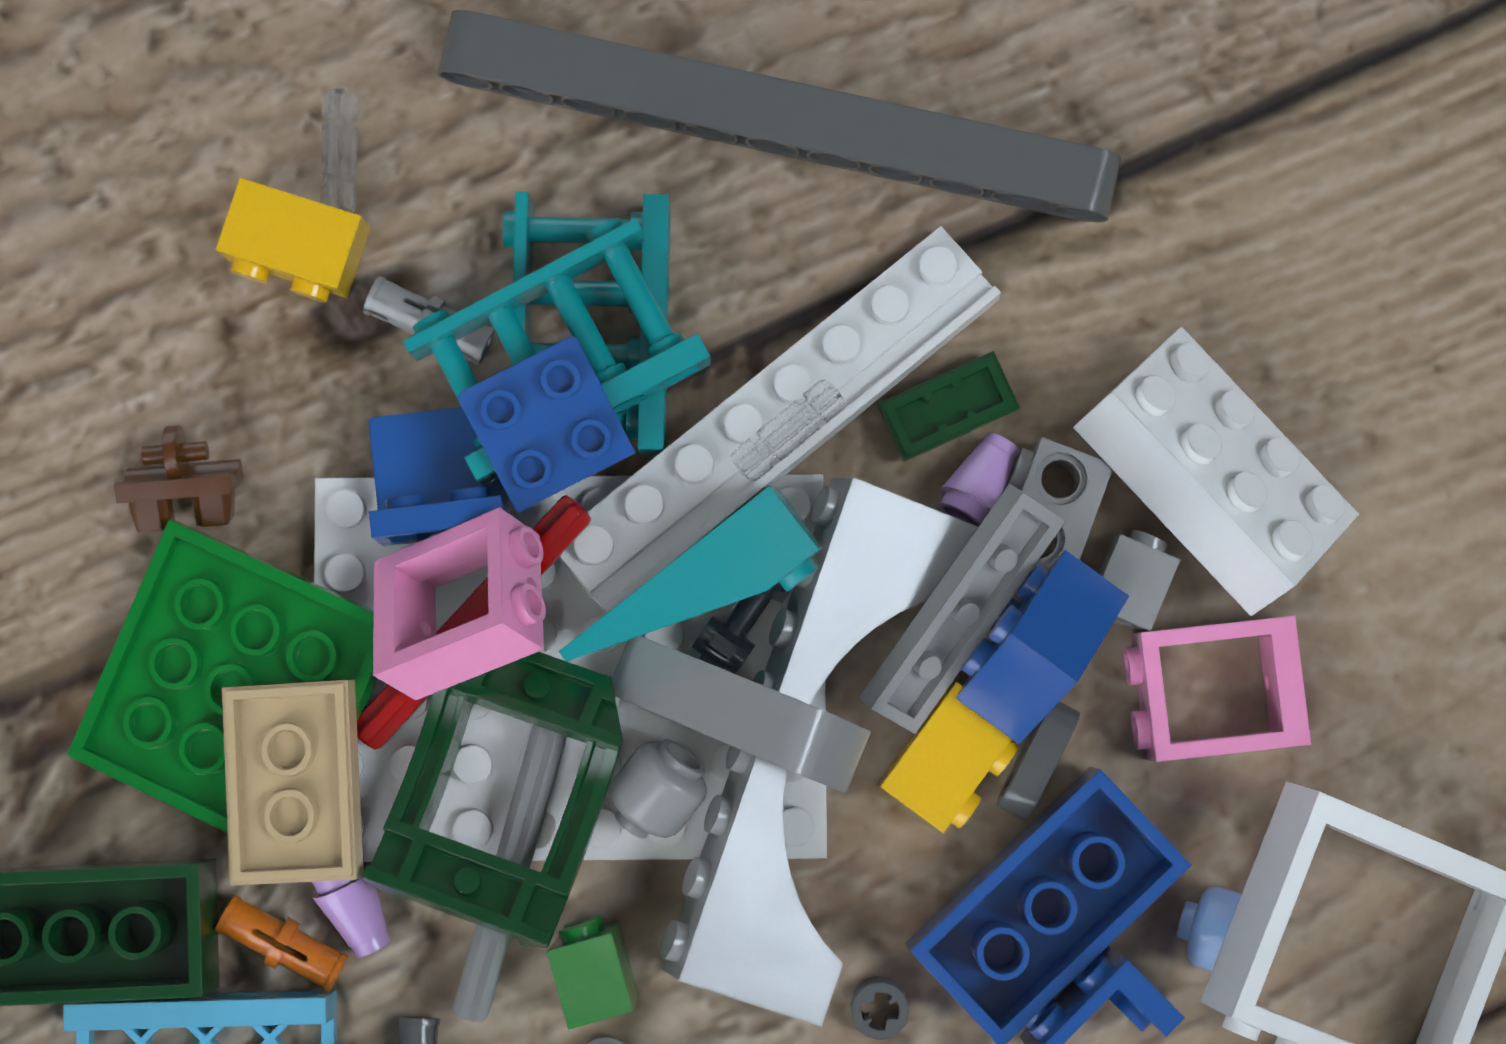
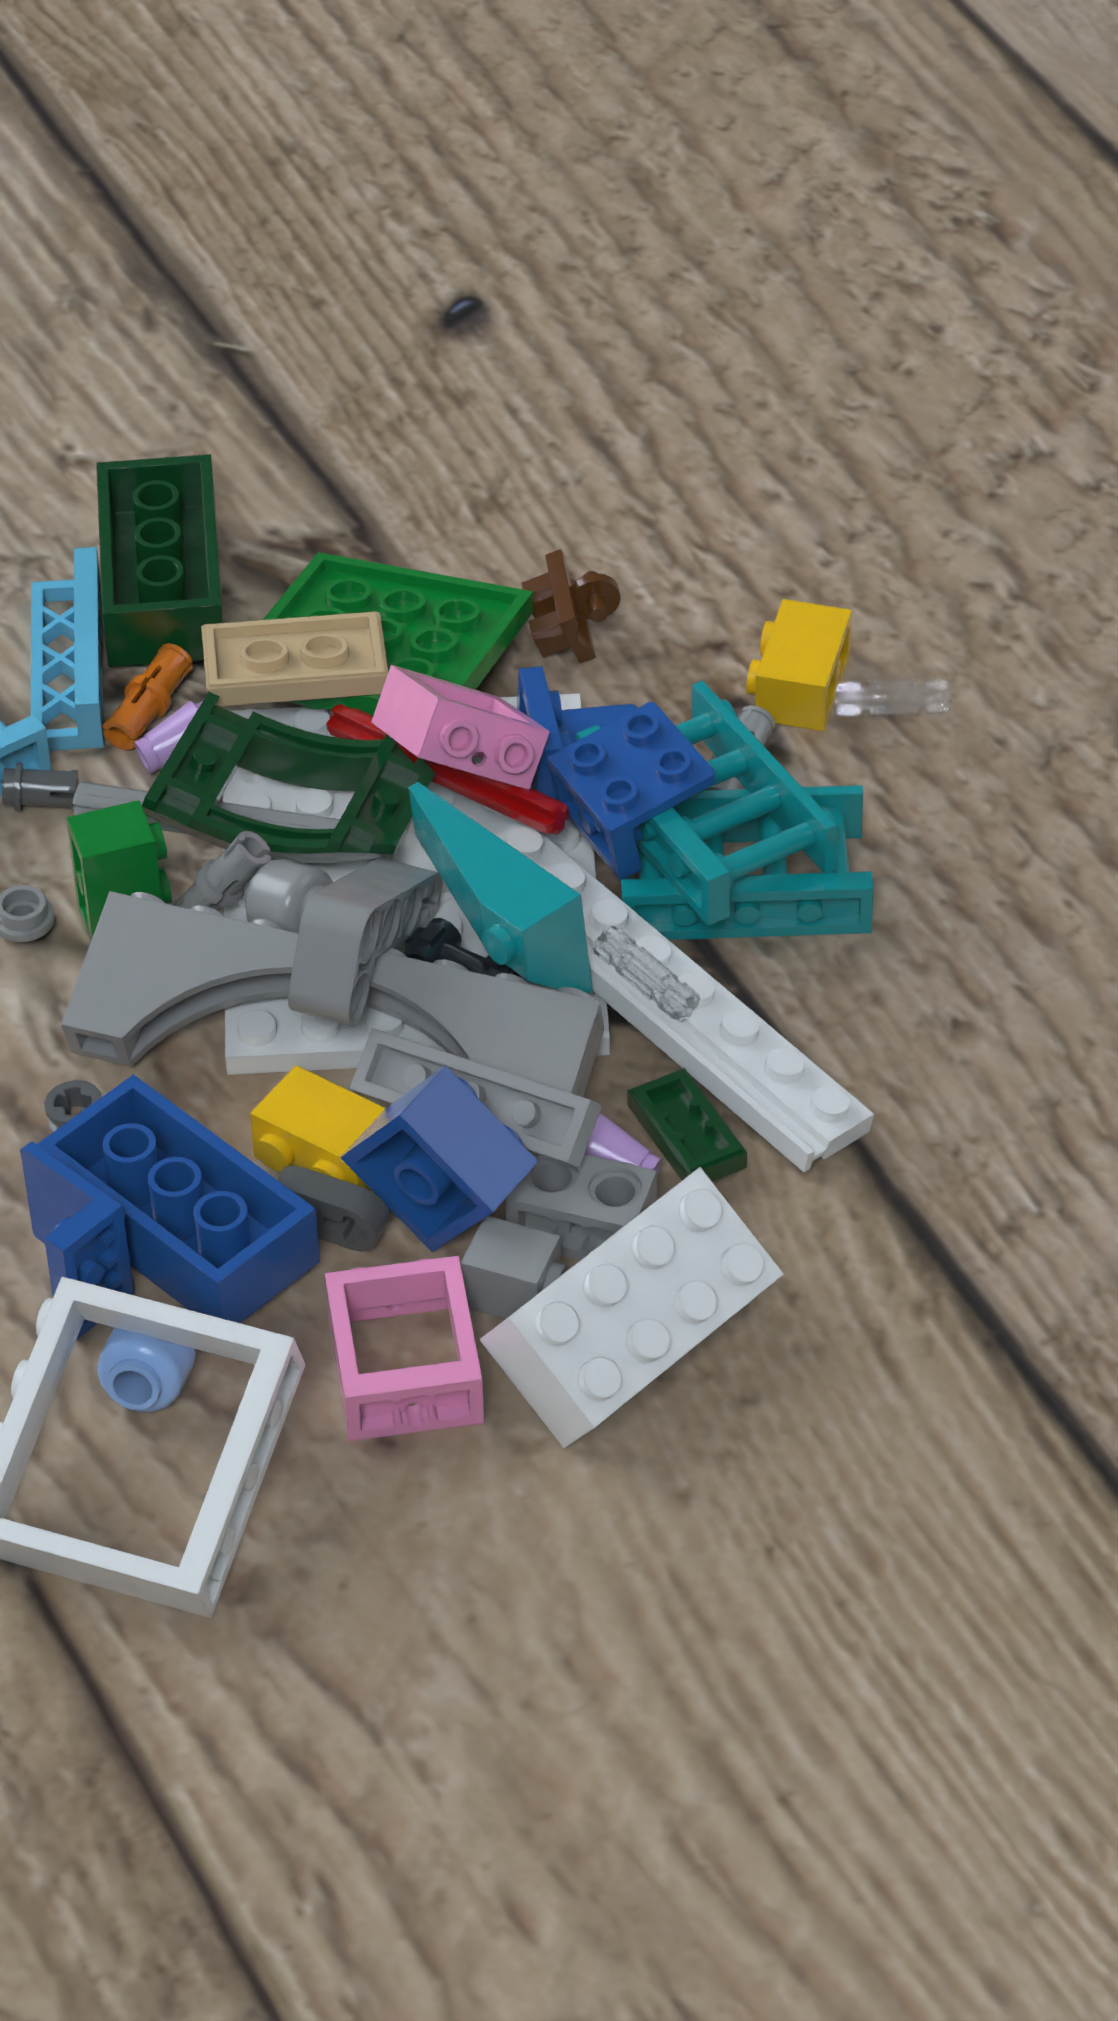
camera: 90 degrees right, 40 degrees down
(614, 863) = (222, 880): none -> light grey pin
(779, 116) = (966, 1002): dark grey beam -> none

